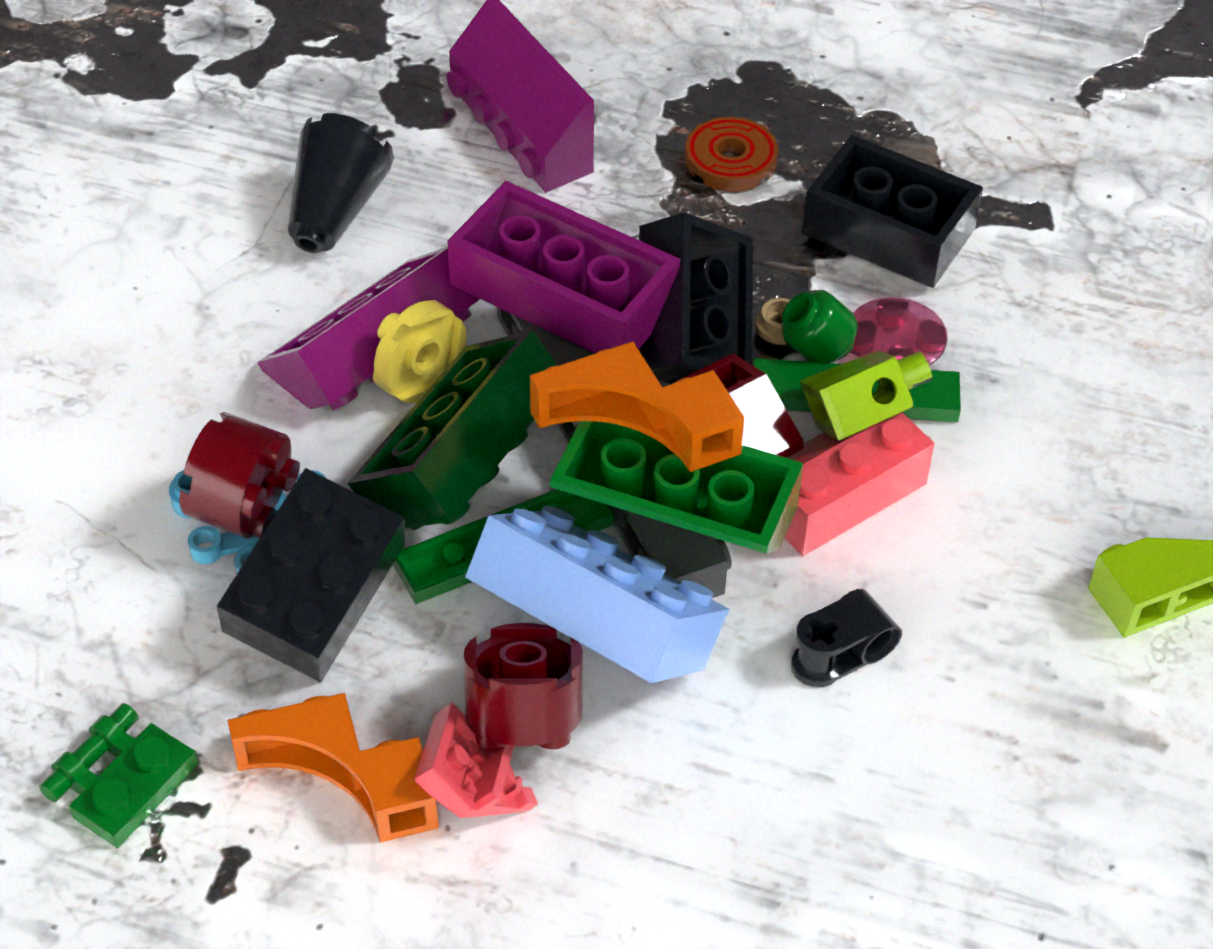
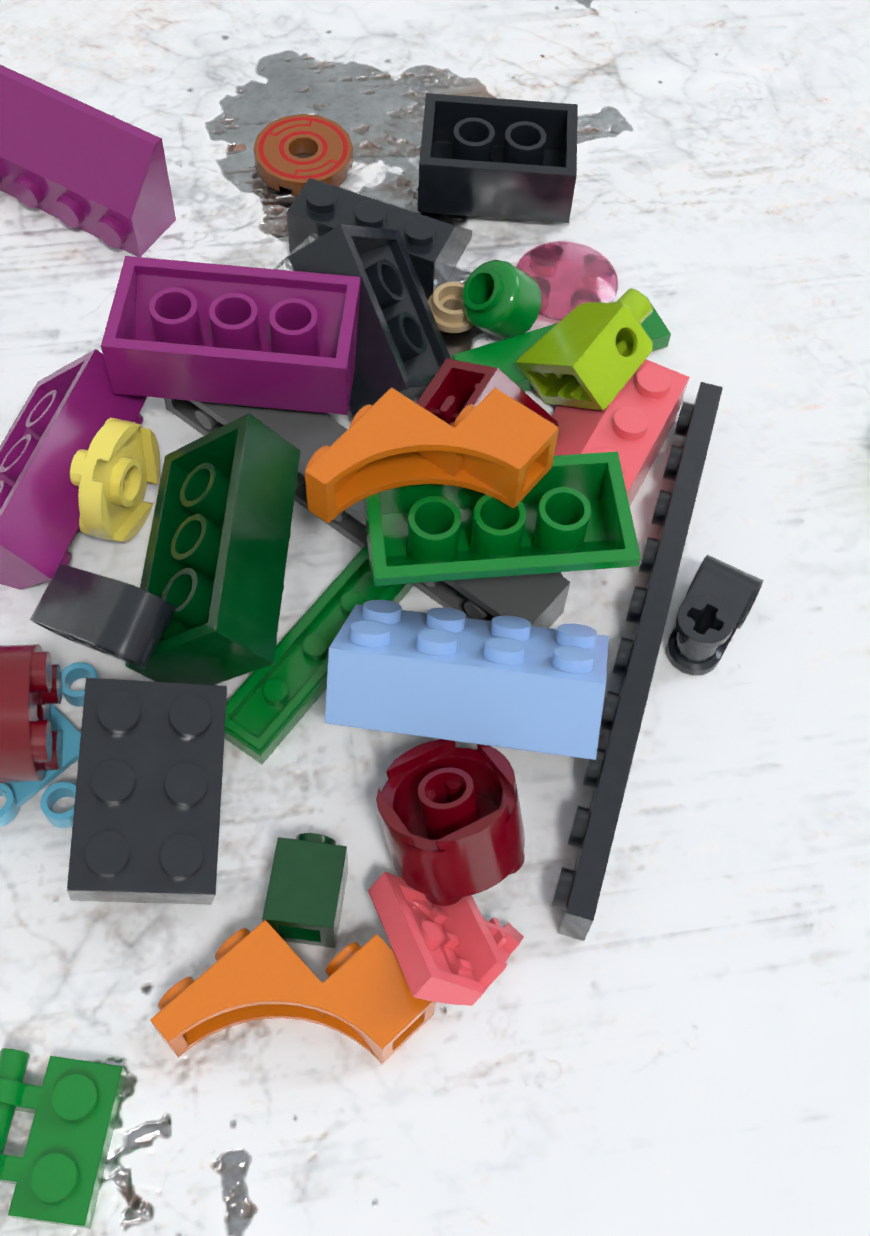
camera: 30 degrees left, 10 degrees up
(349, 439) = (103, 614): none -> black beam
(391, 695) = (307, 889): none -> dark green brick
(758, 644) = (635, 660): none -> black plate
(782, 257) = (430, 242): none -> black slope

